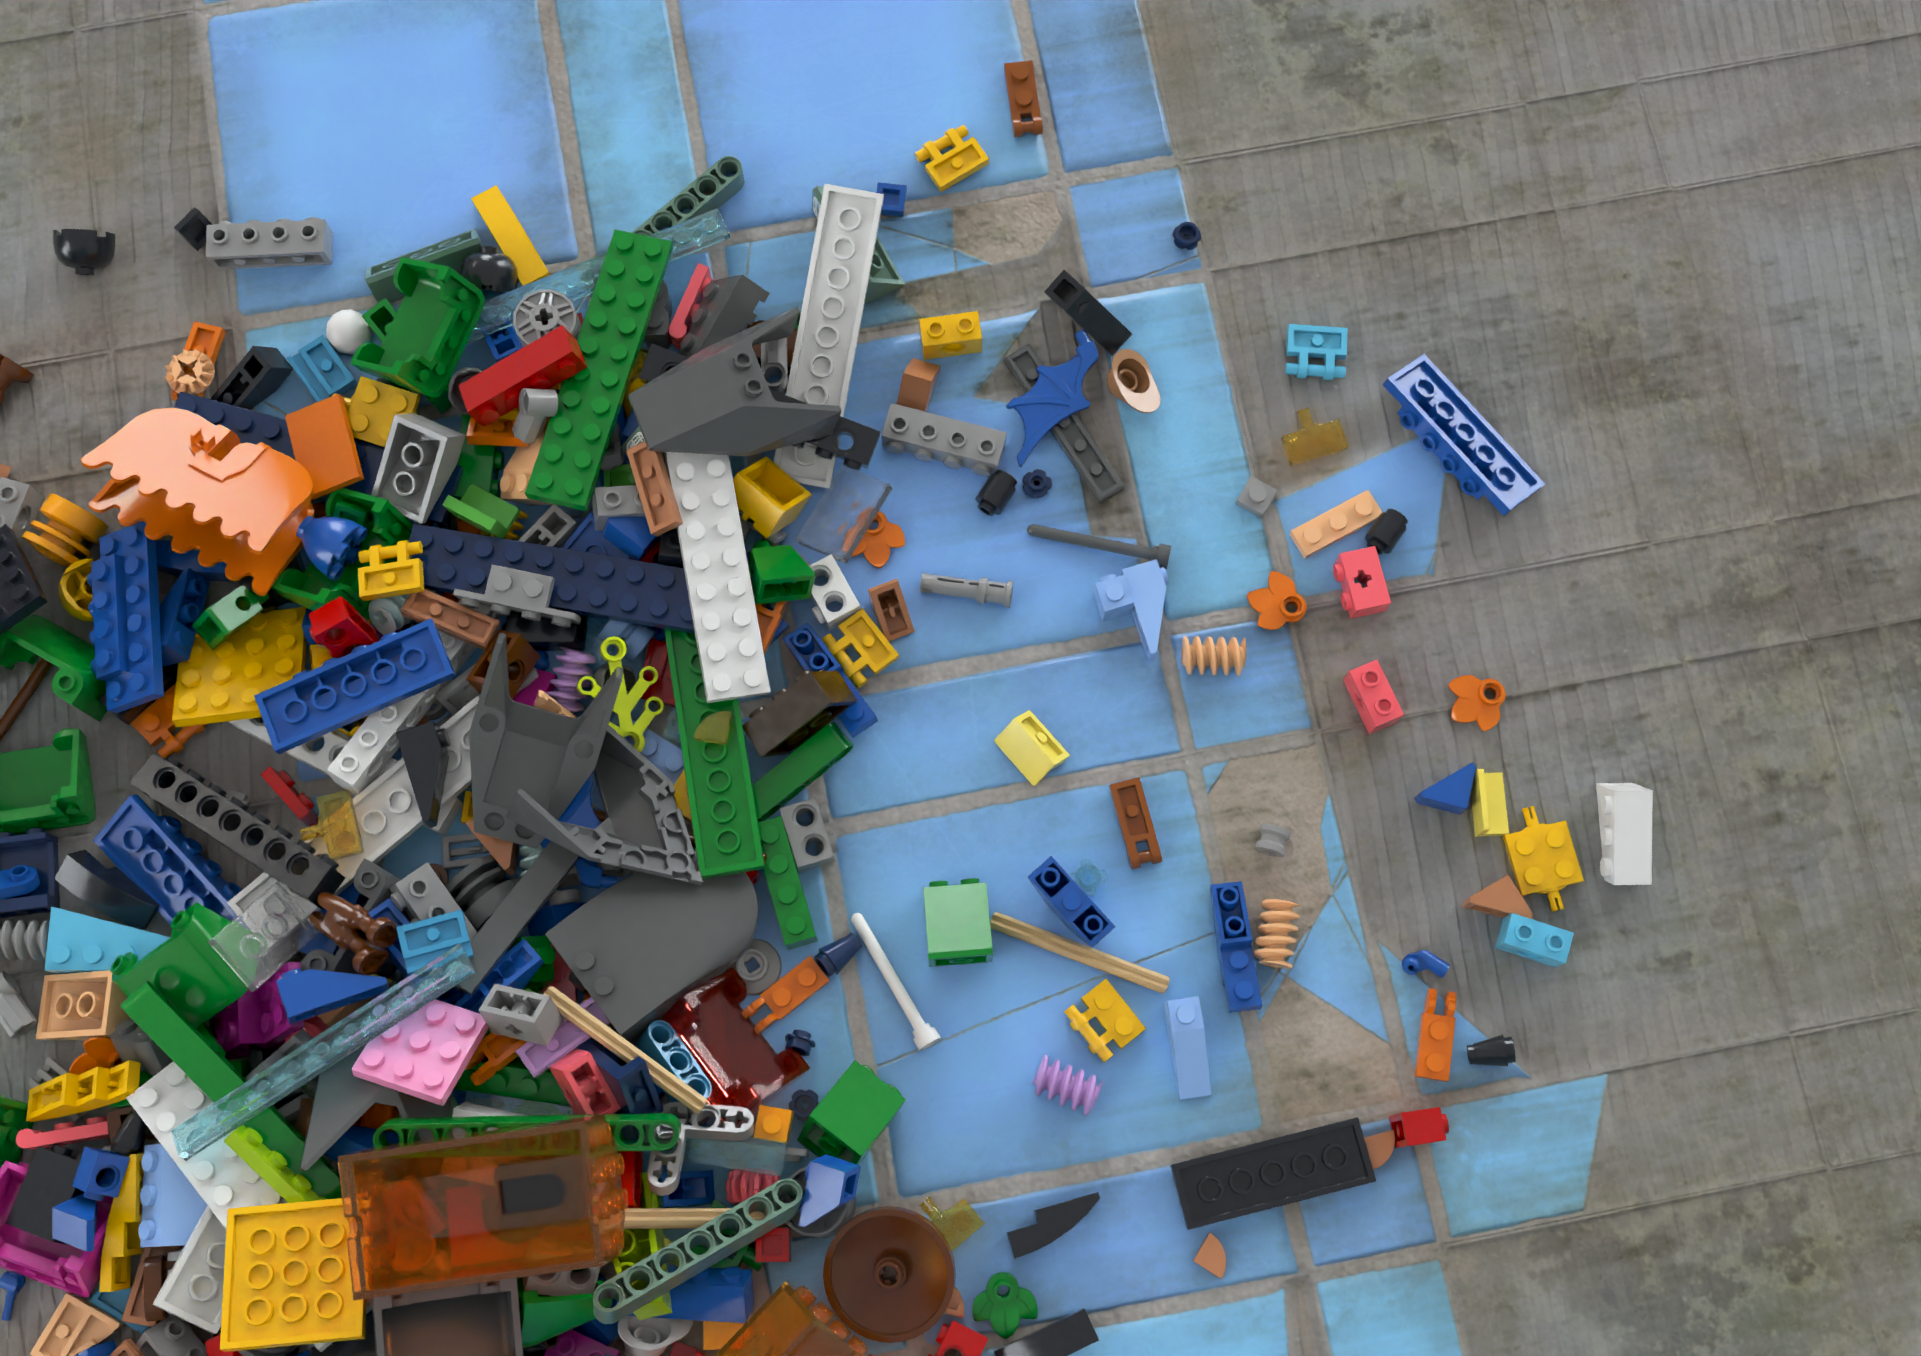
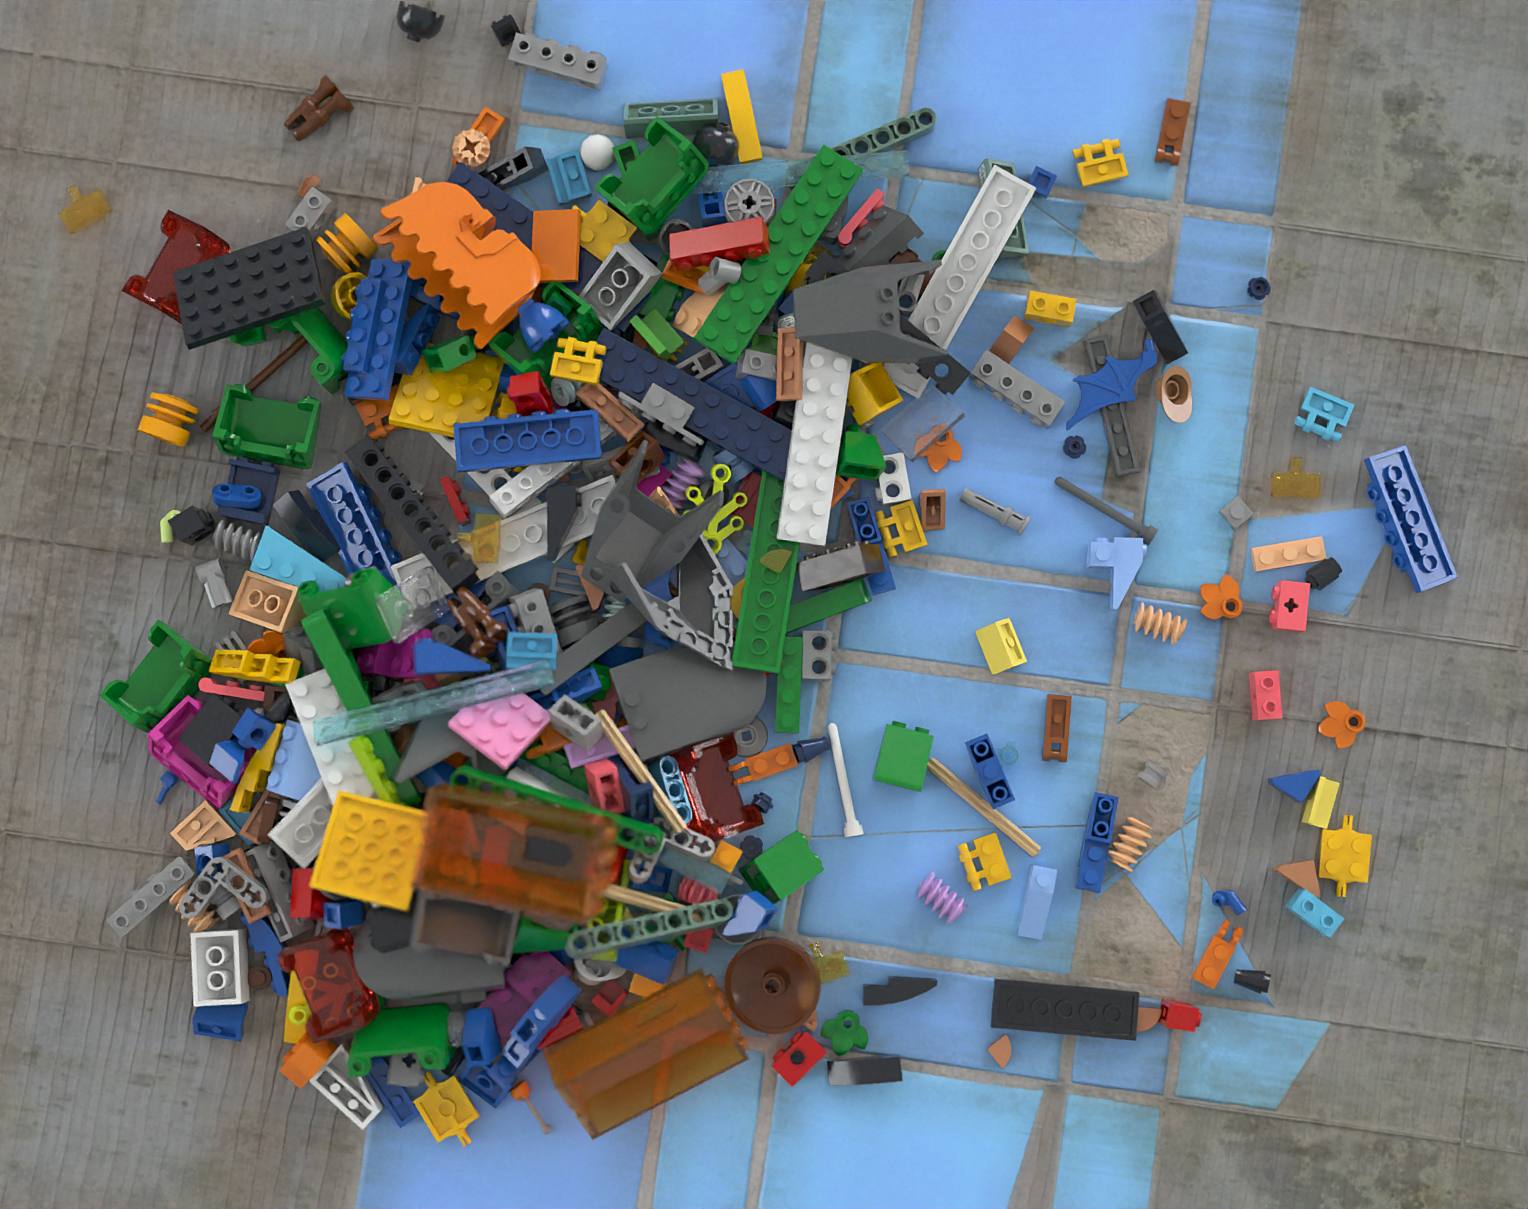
camera: 25 degrees right, 10 degrees up
(996, 493) = (1041, 444): black brick -> none
(1625, 833) = (1412, 858): white wedge -> none

